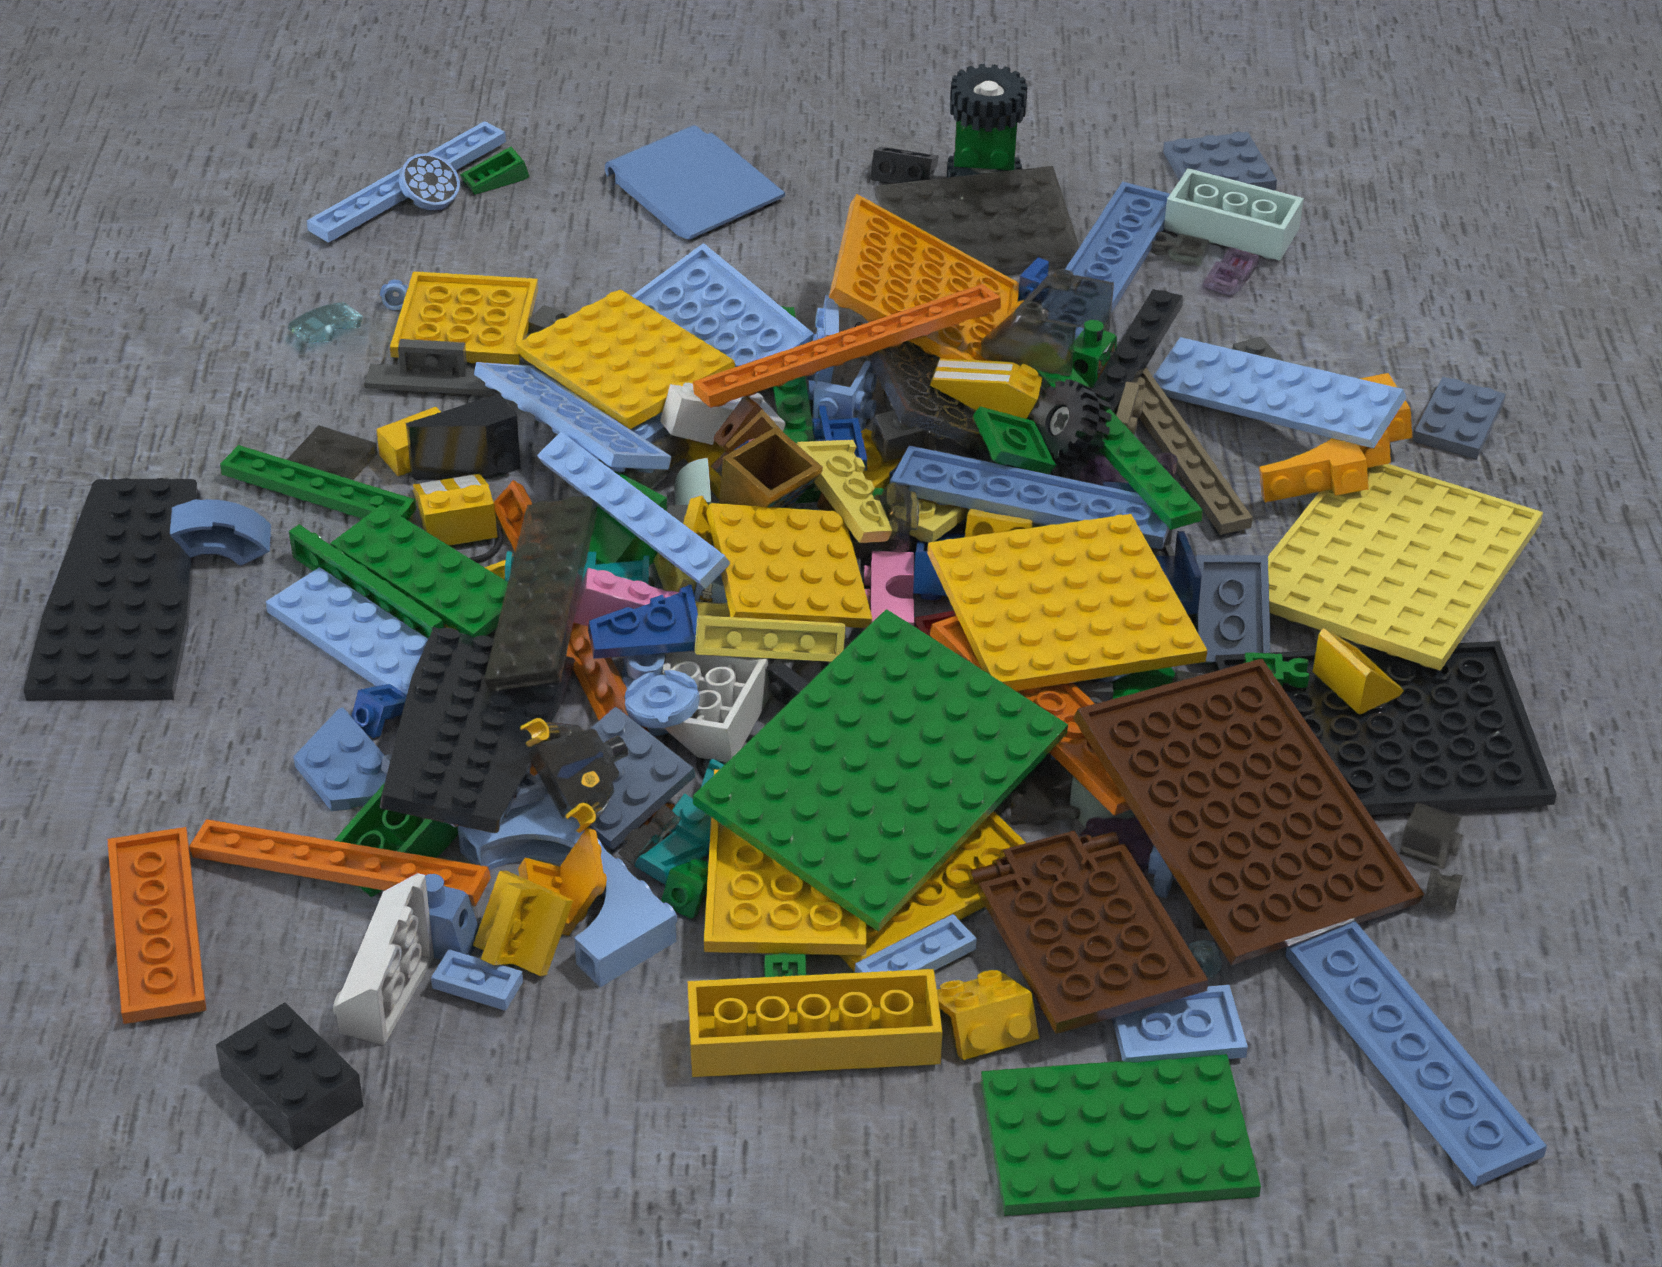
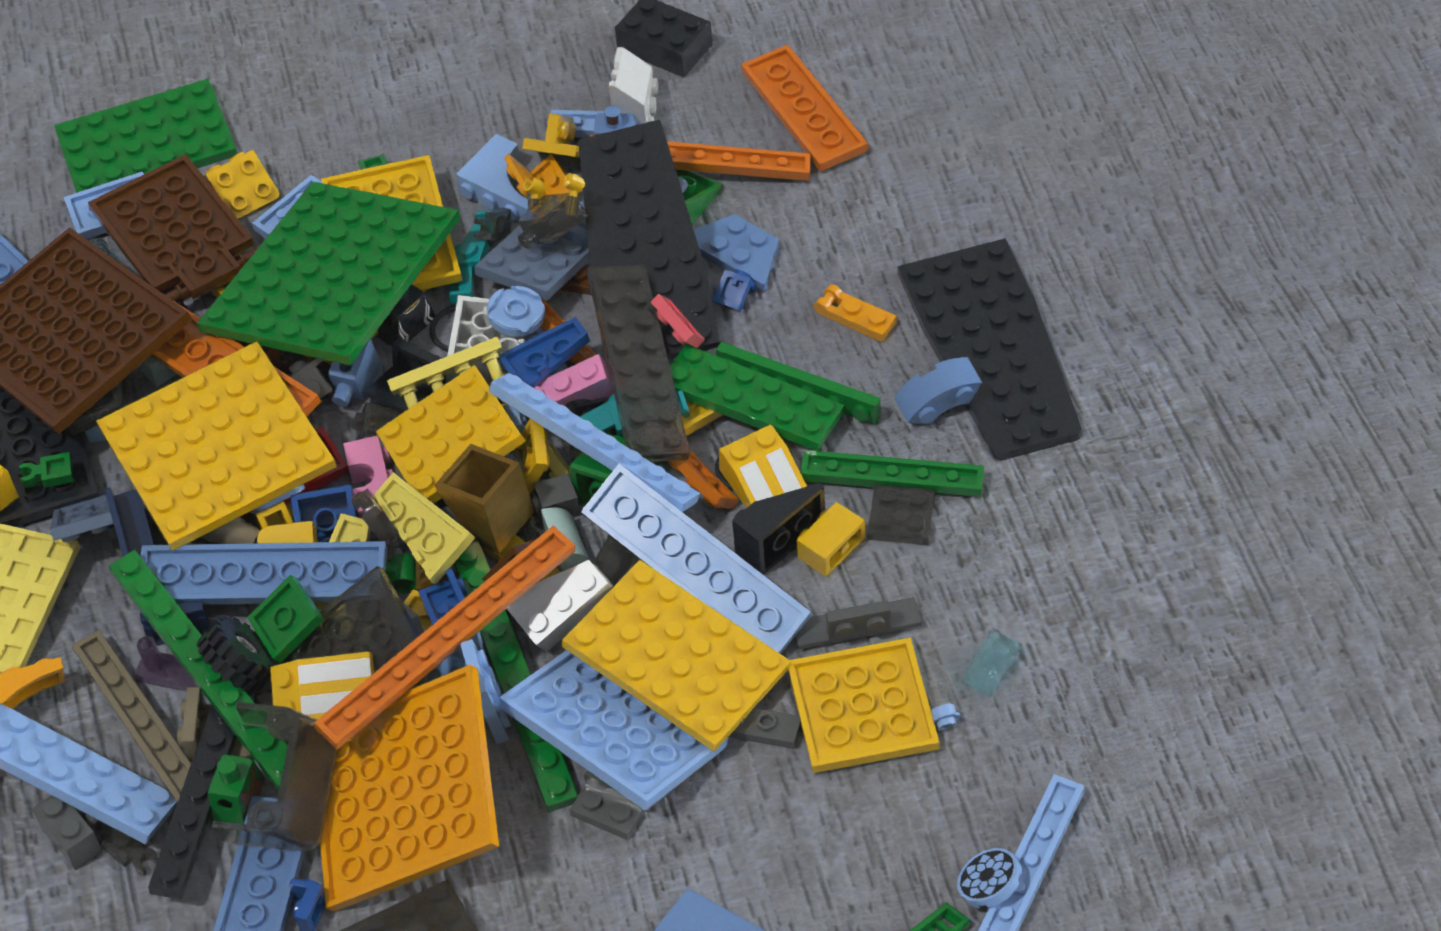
camera: 170 degrees right, 10 degrees up
(253, 656) = (855, 313): none -> light orange plate
(350, 628) = (791, 346): light blue plate -> none
(475, 626) = (670, 314): none -> coral plate
(686, 887) = (466, 212): green bracket -> none
(814, 1022) = (346, 135): yellow brick -> none

